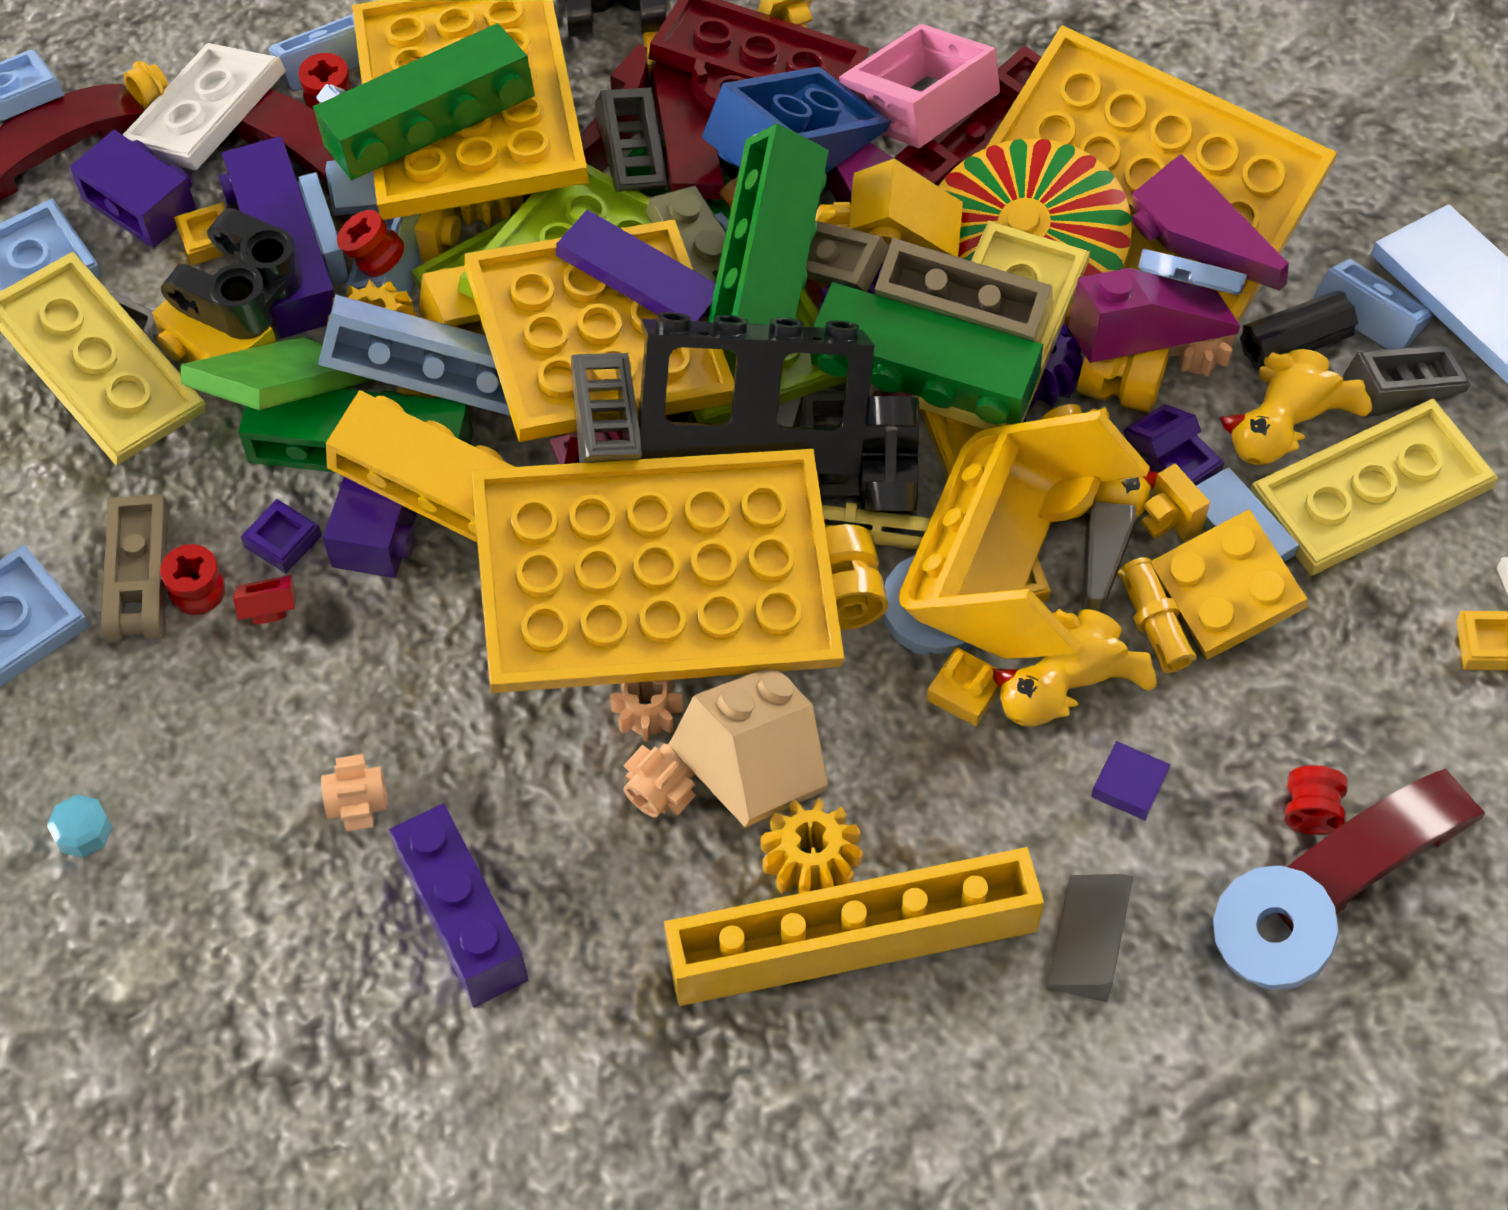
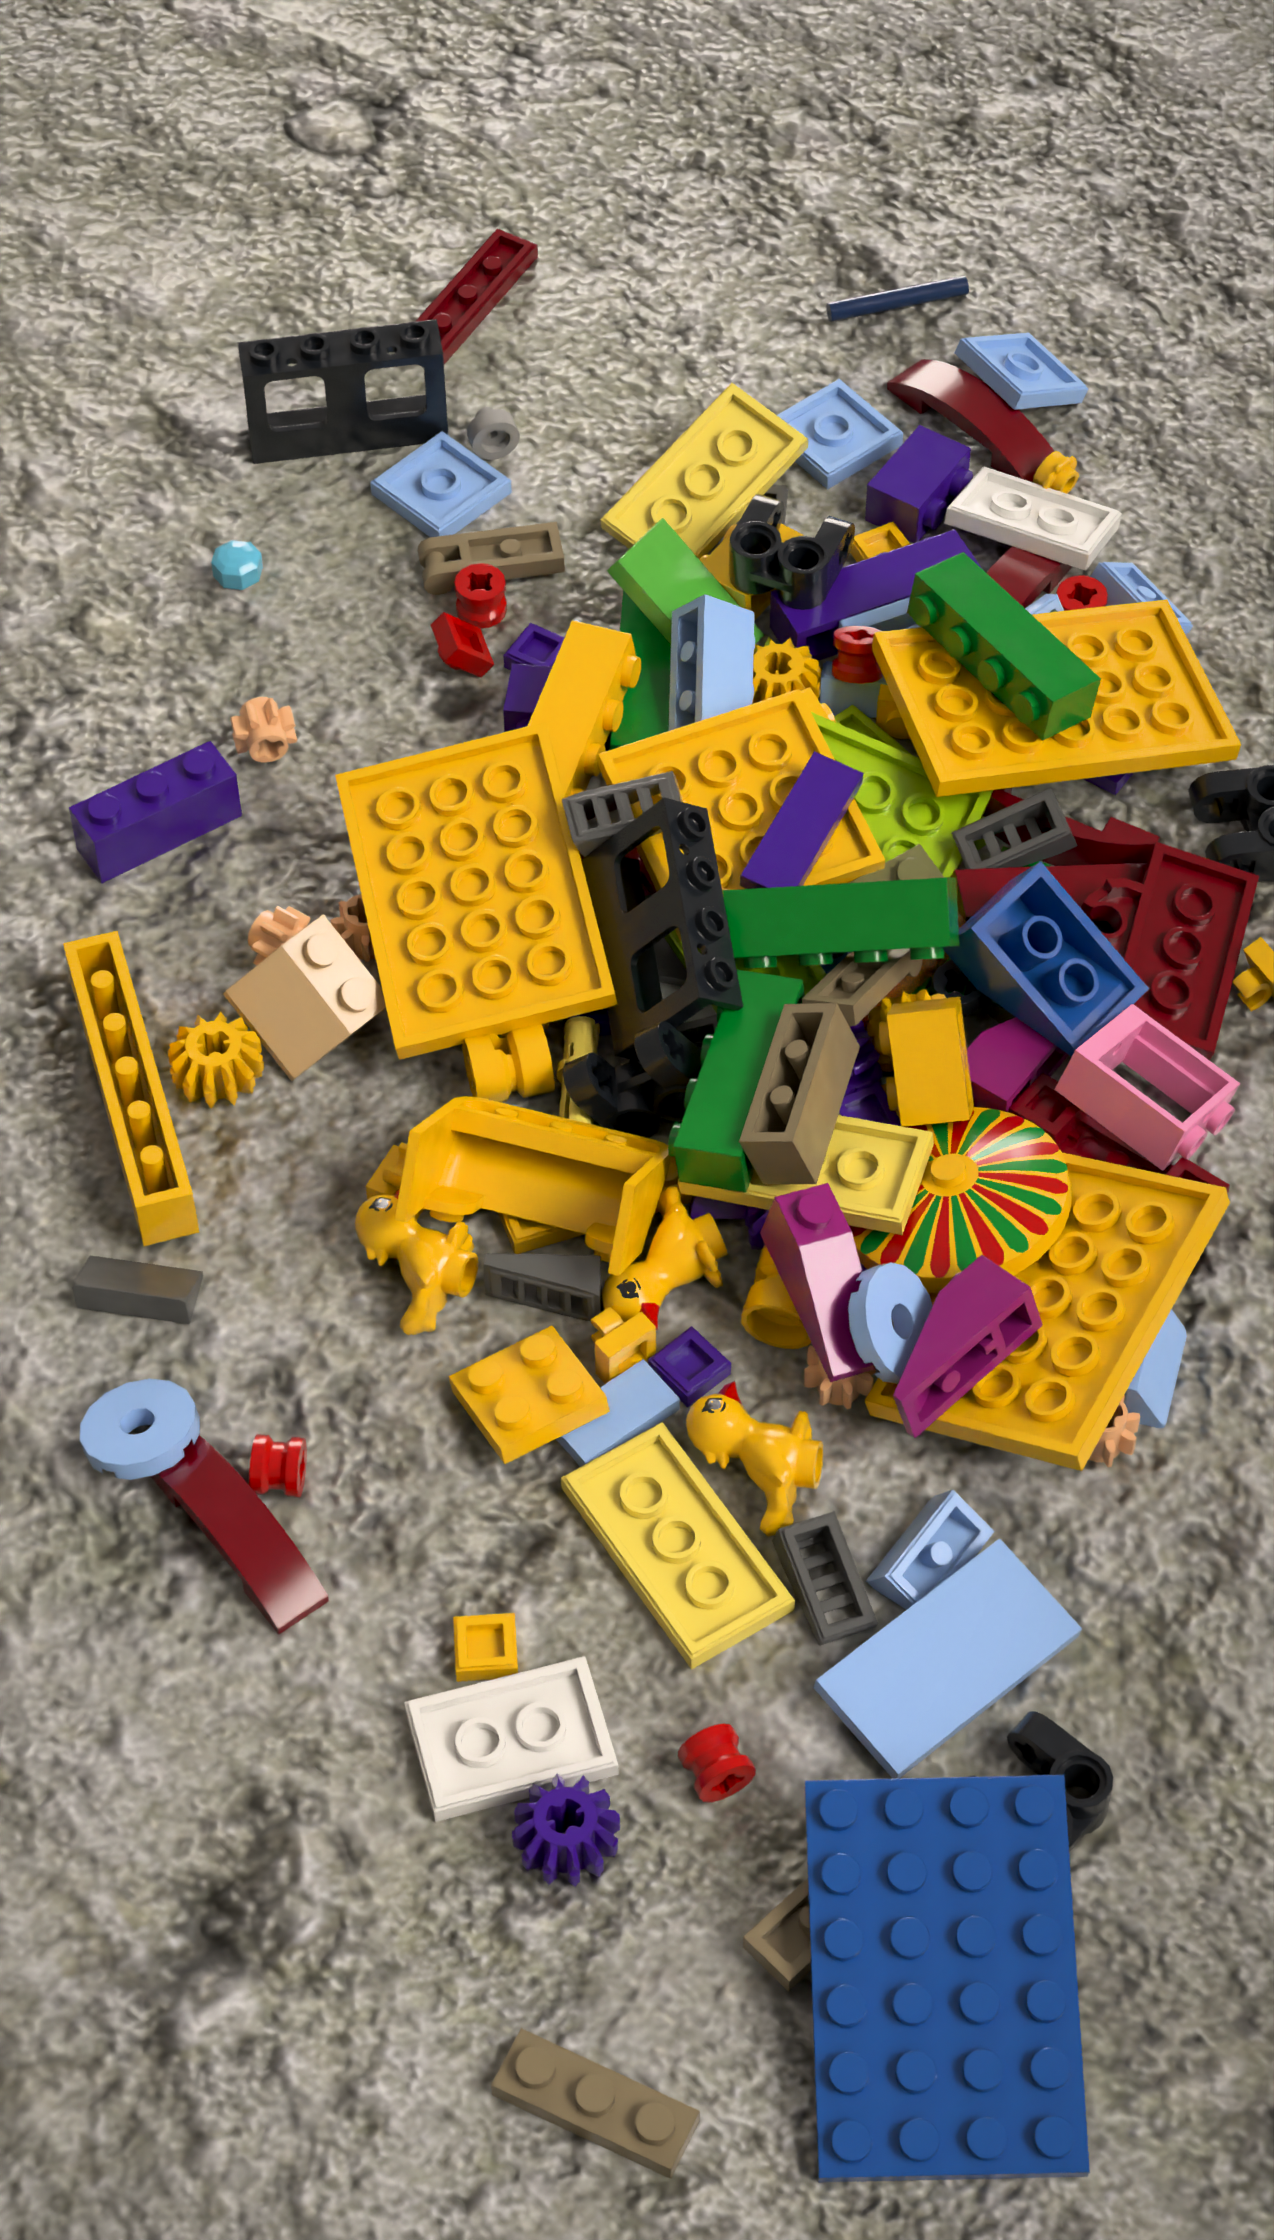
camera: 85 degrees right, 5 degrees down
(1130, 780) = (304, 1318): dark purple tile -> none
(1156, 615) = (489, 1332): yellow pin -> none
(1162, 430) = (717, 1334): dark purple tile -> none
(1300, 327) = (871, 1467): black axle -> none

